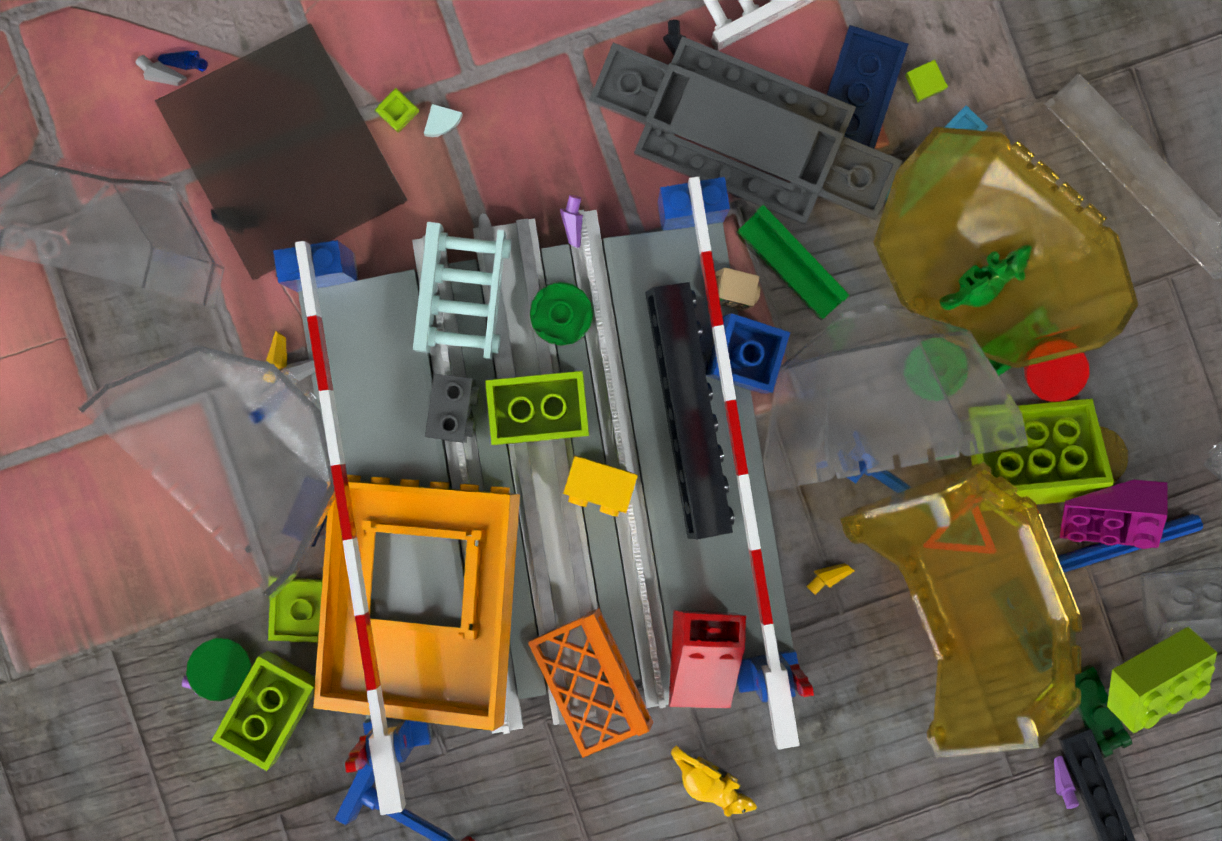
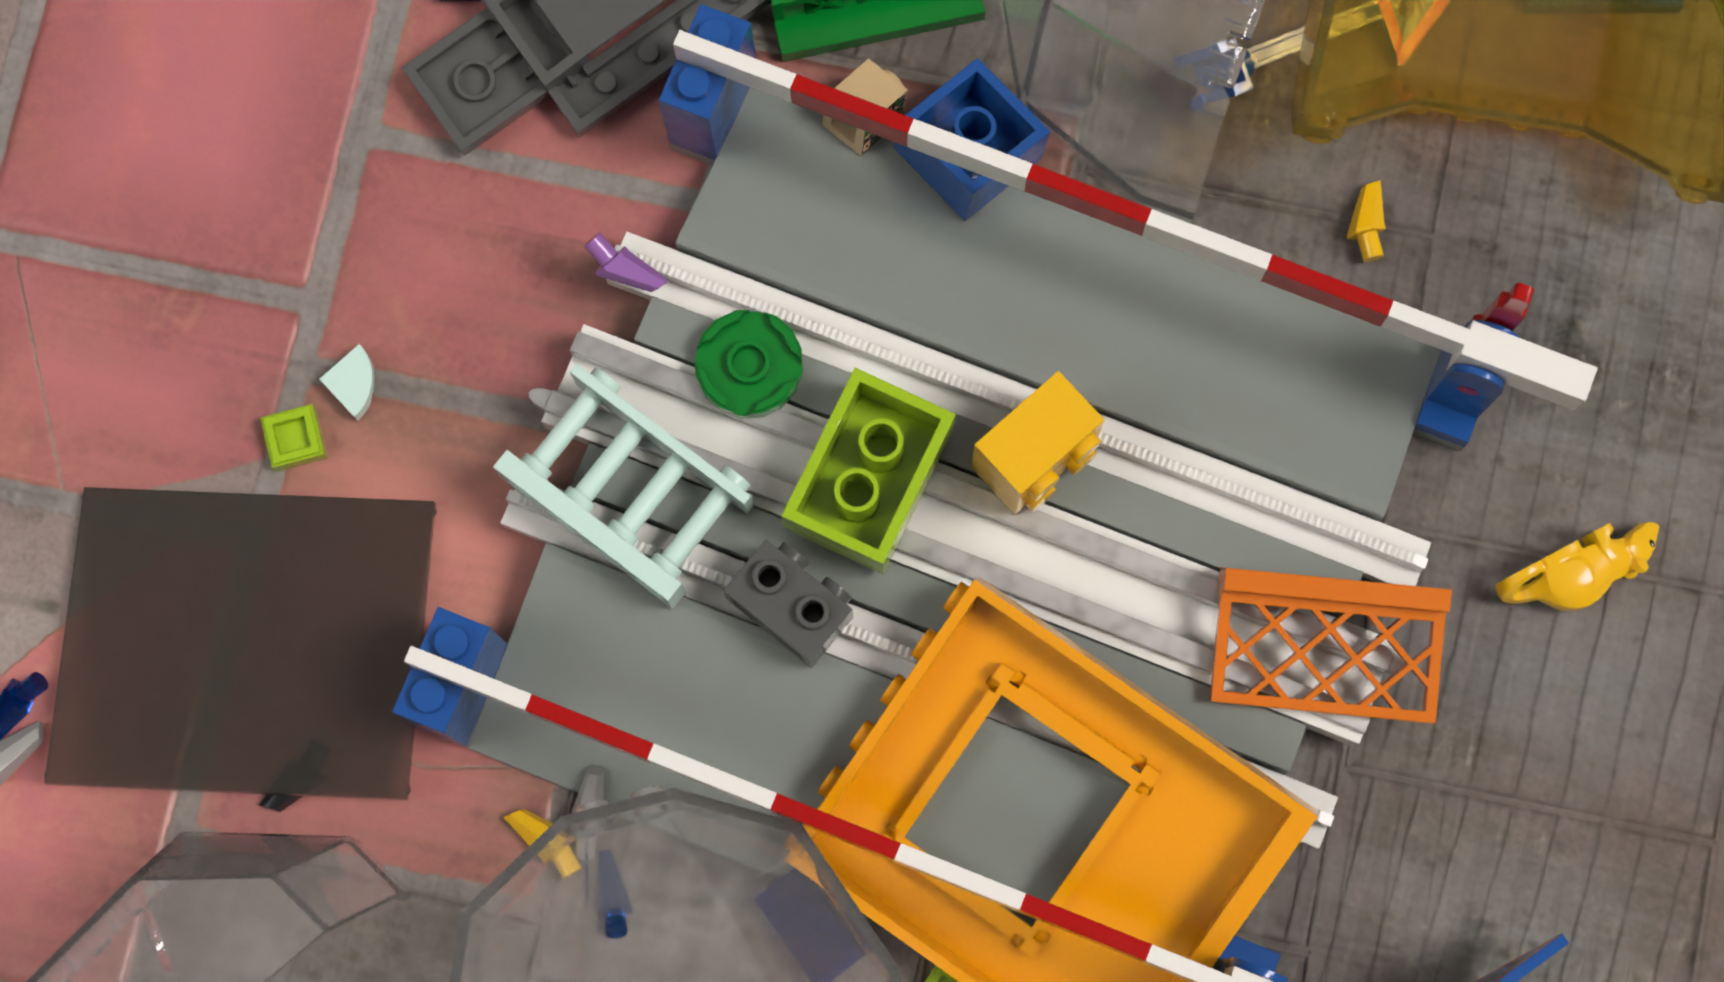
camera: 50 degrees left, 10 degrees down
(689, 411) = (1005, 267): black brick -> none
(705, 658) = (1387, 452): slope -> none

